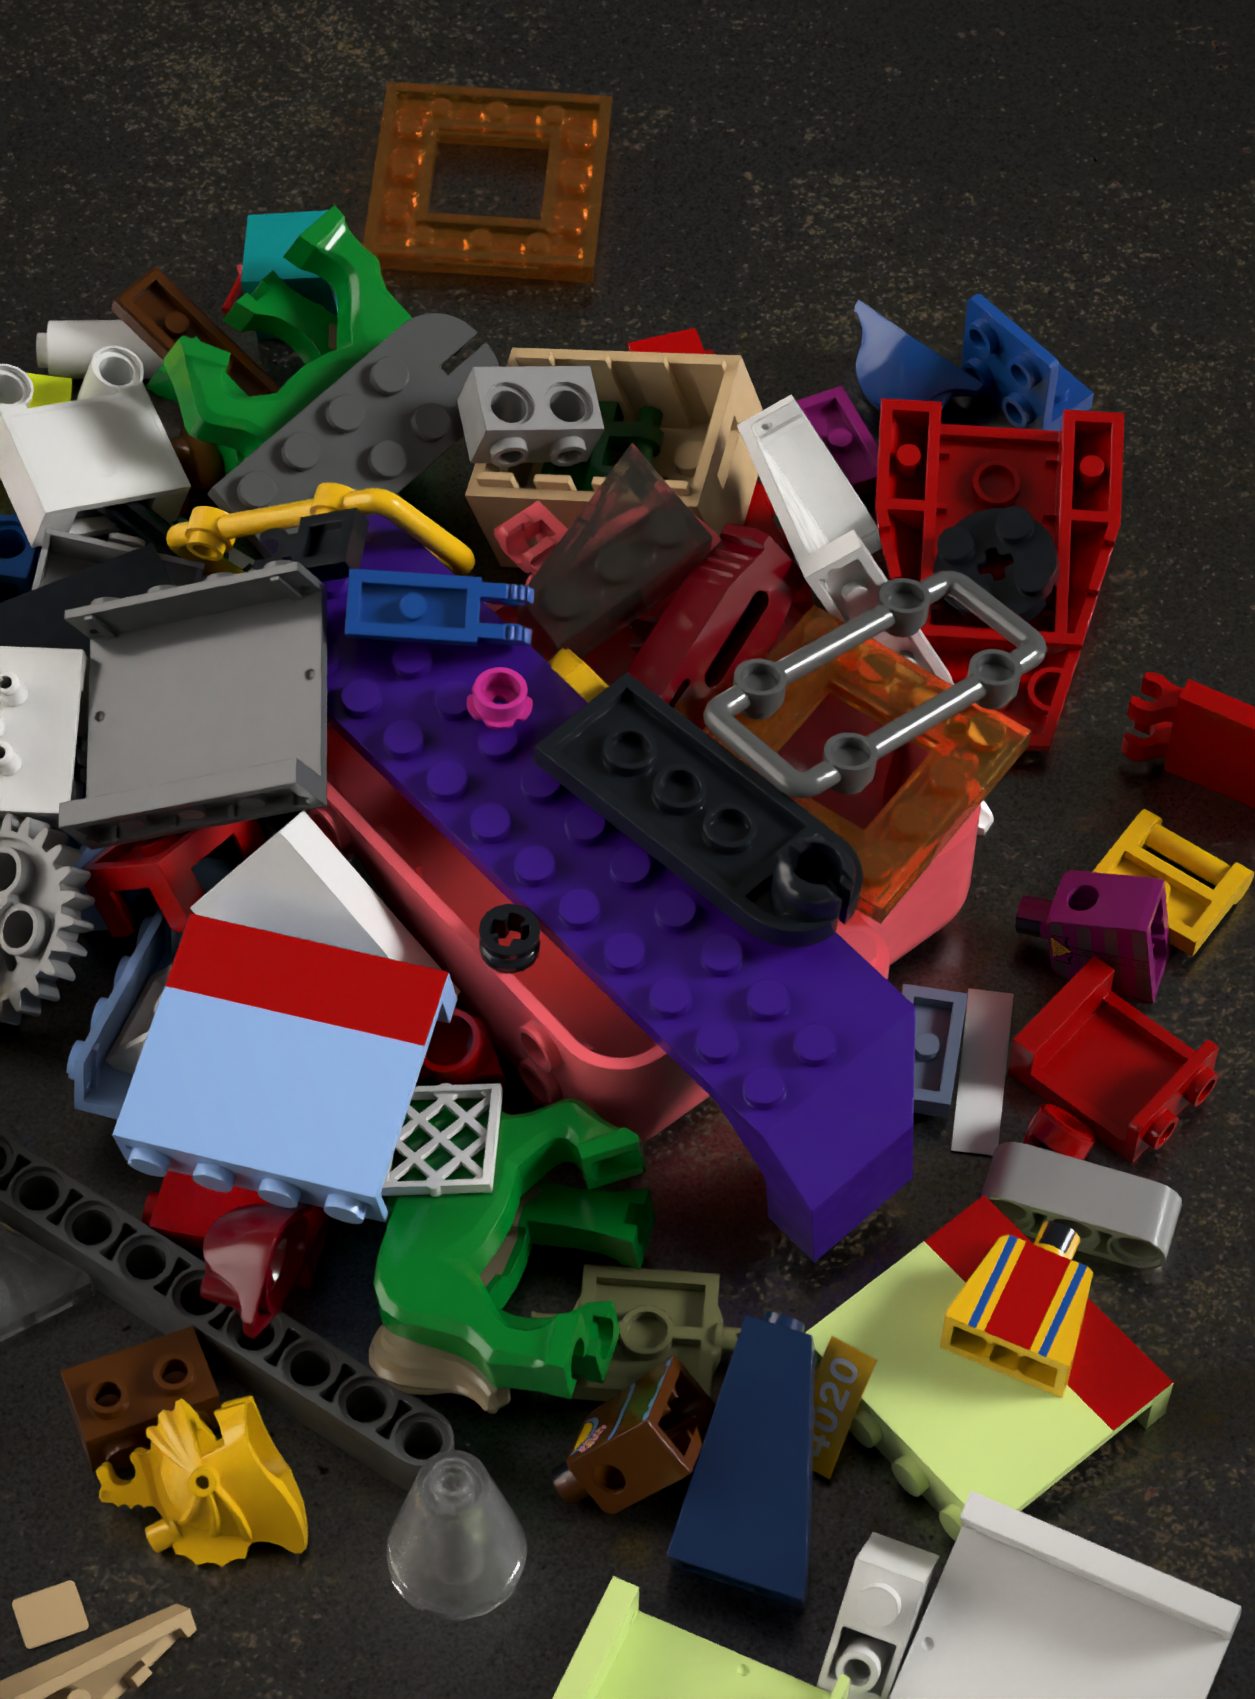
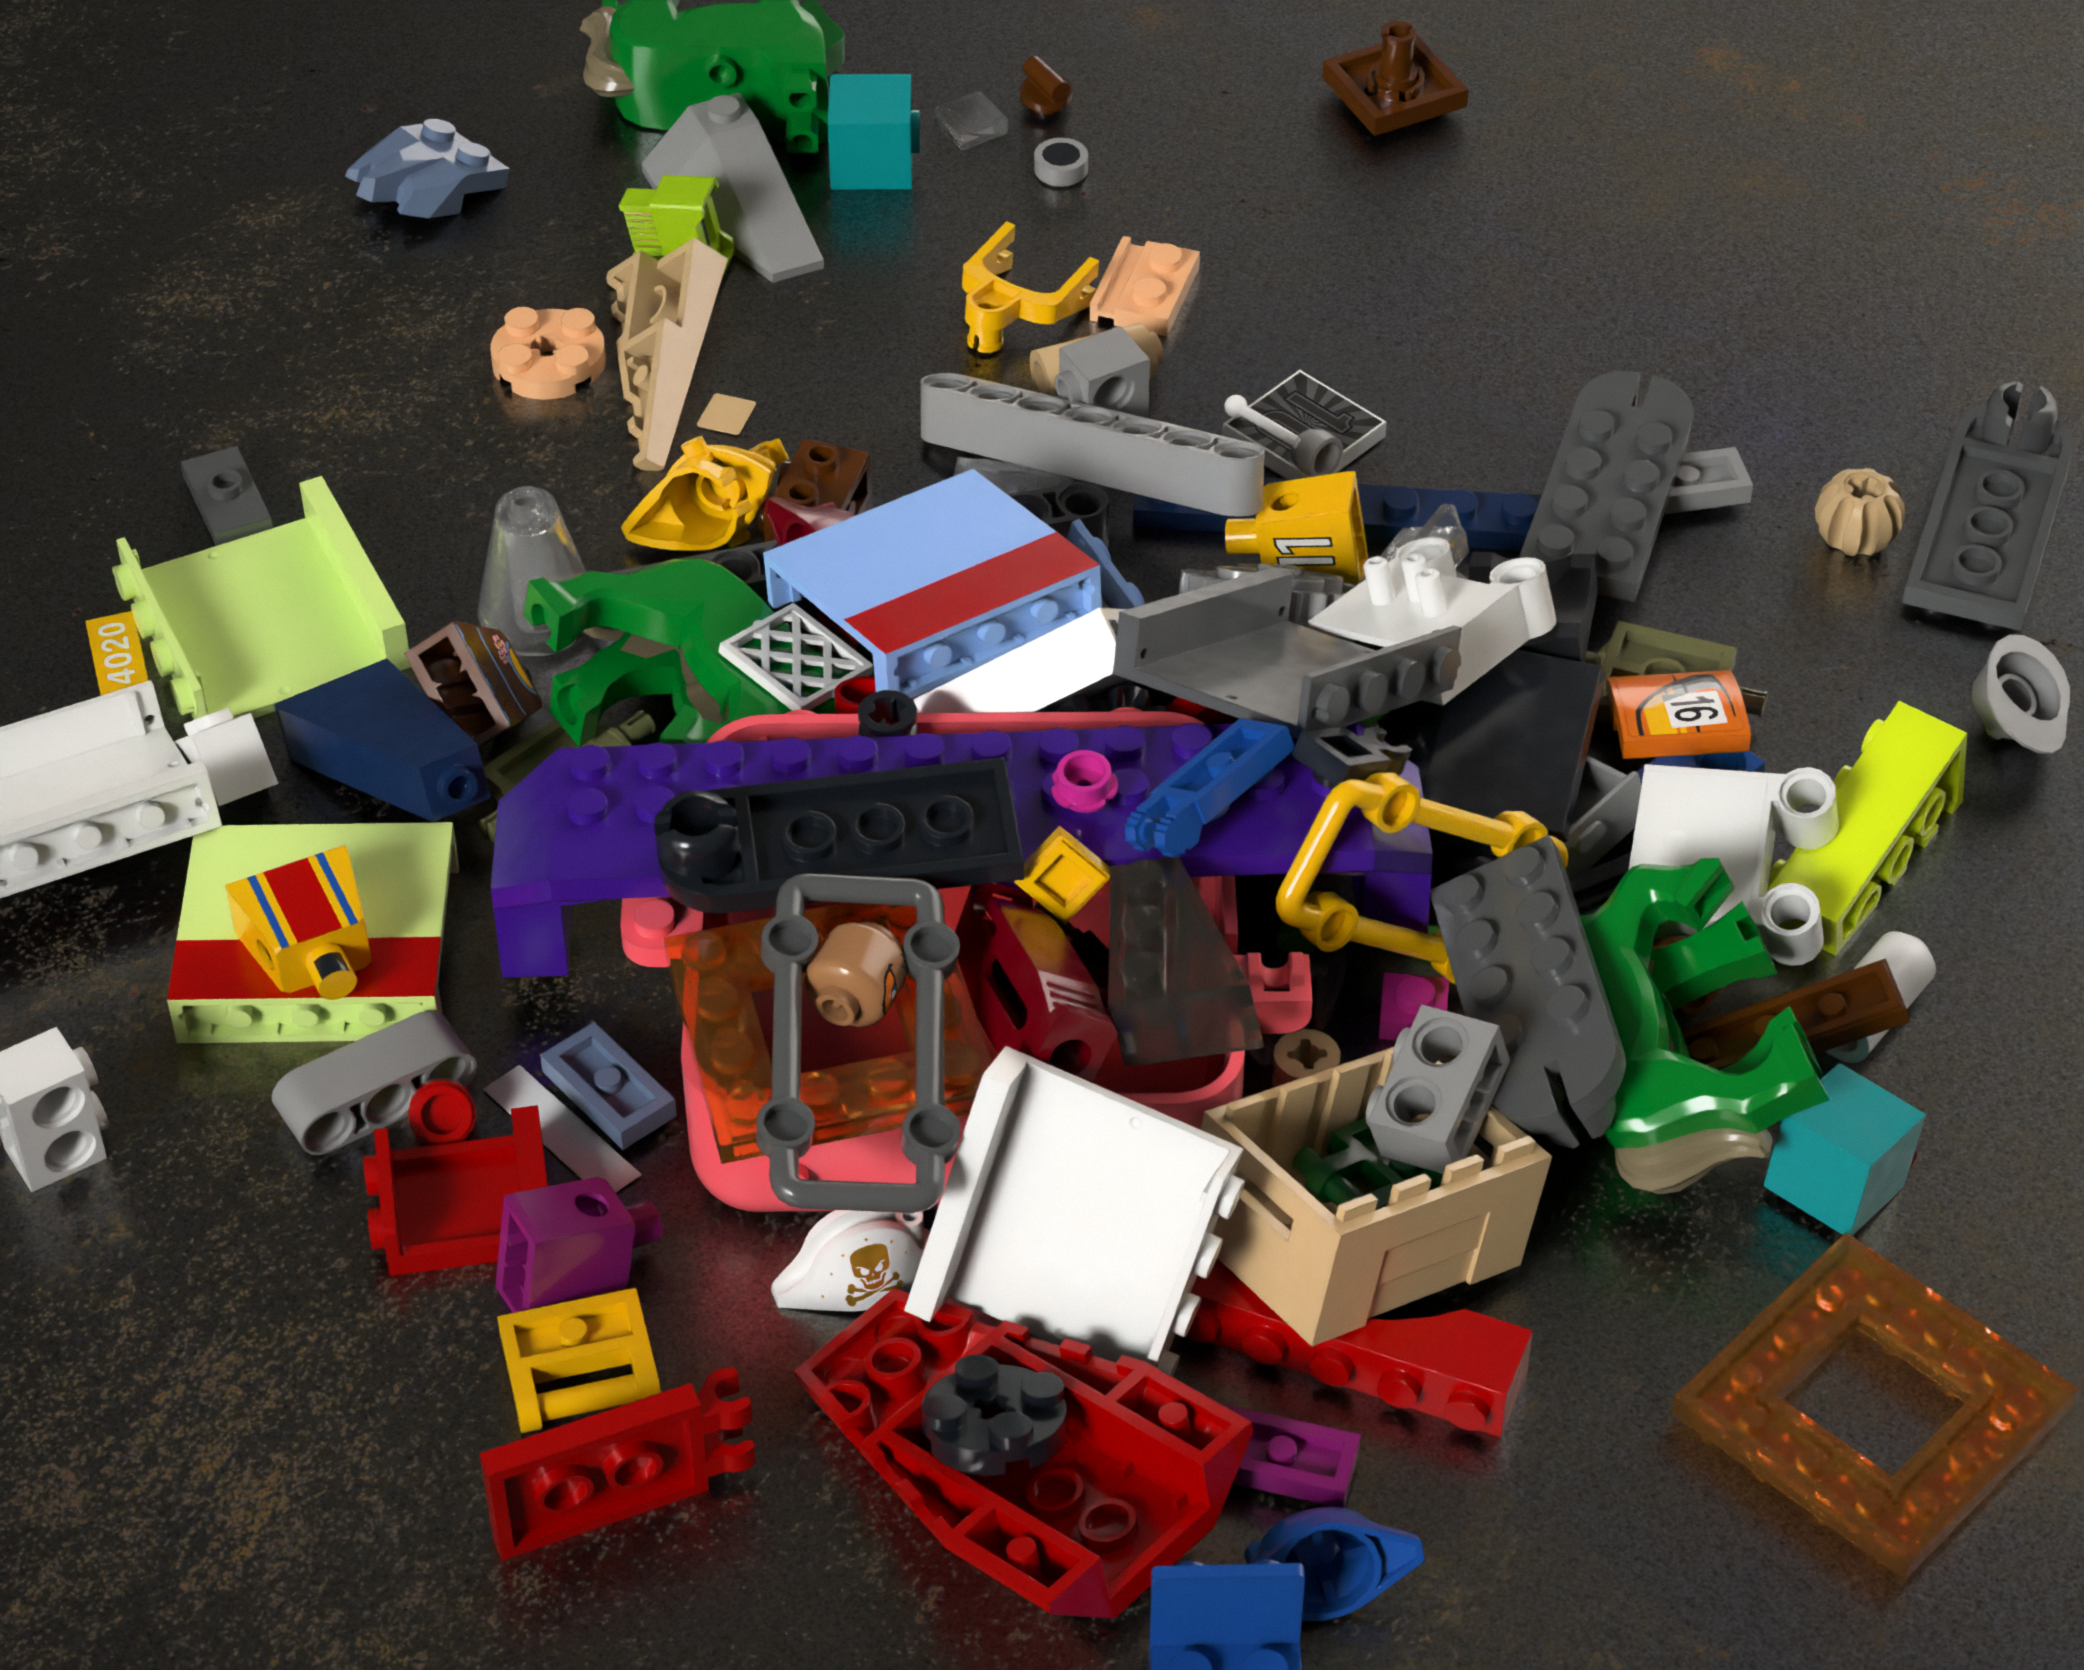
camera: 130 degrees right, 10 degrees down
(814, 714) = (856, 974): none -> medium nougat head
(837, 1393) = (393, 820): yellow sticker -> none

